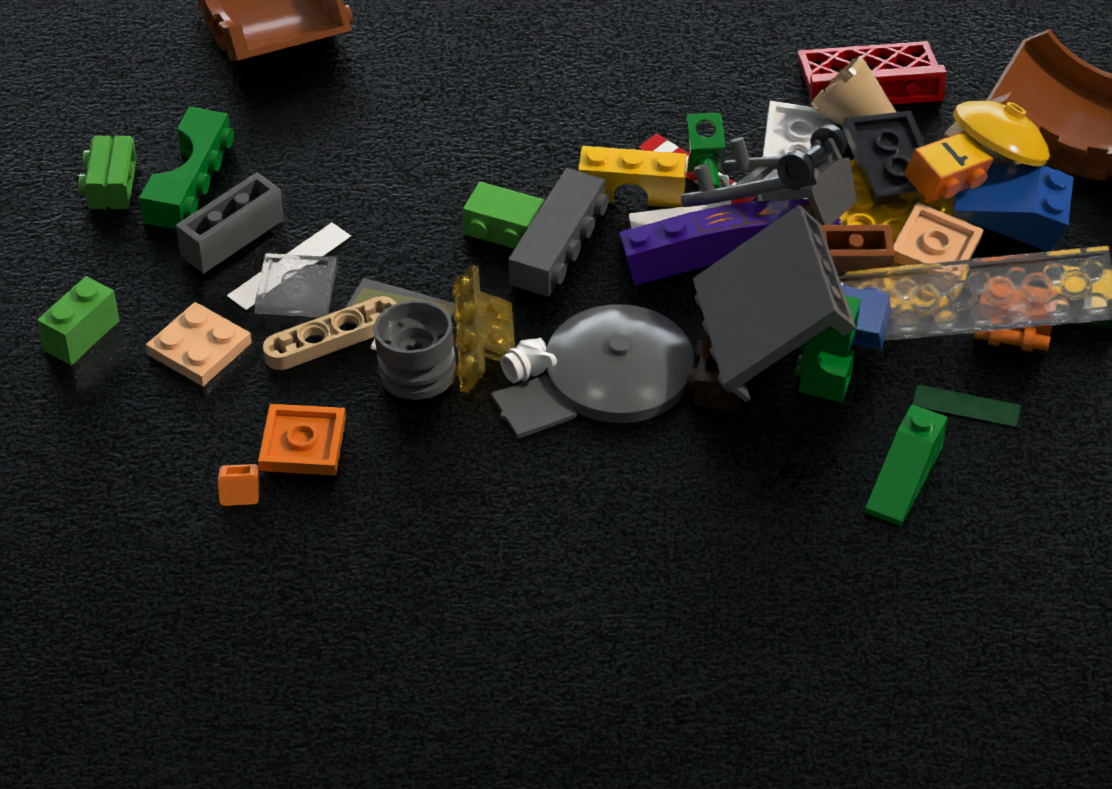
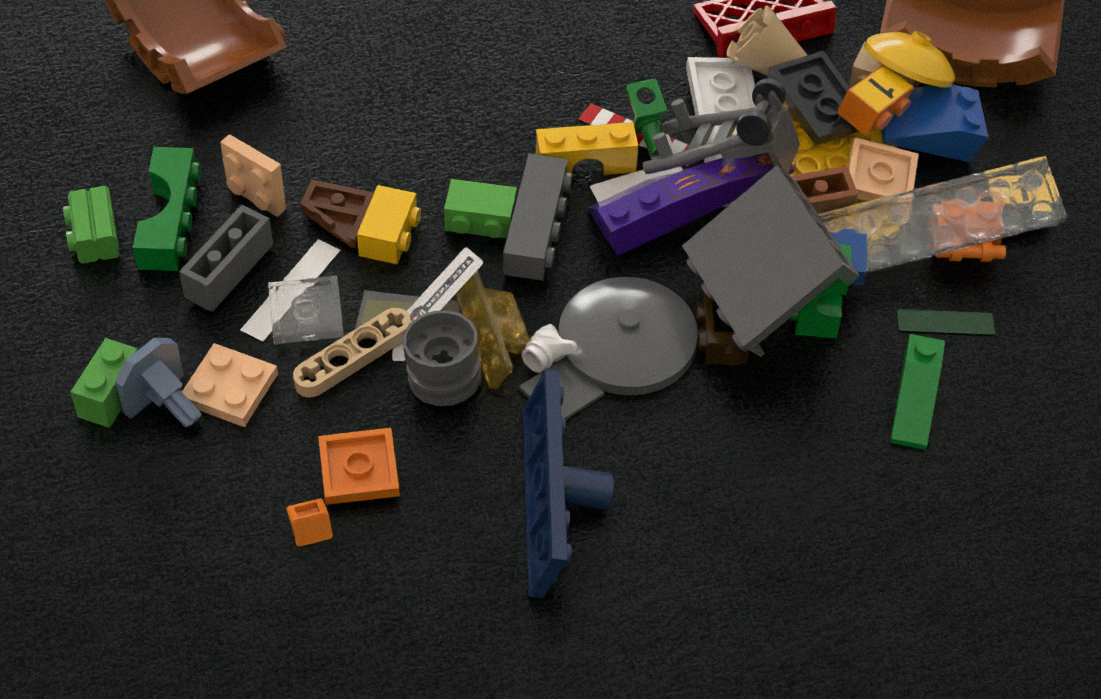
camera: 15 degrees left, 5 degrees up
(123, 320) = (154, 377): none -> sand blue piece
(279, 148) = (253, 175): none -> light nougat plate
(359, 195) = (336, 209): none -> reddish brown wing
(403, 217) = (388, 224): none -> yellow brick
(448, 278) = (446, 284): none -> clear sticker
(492, 487) = (552, 485): none -> dark blue plate

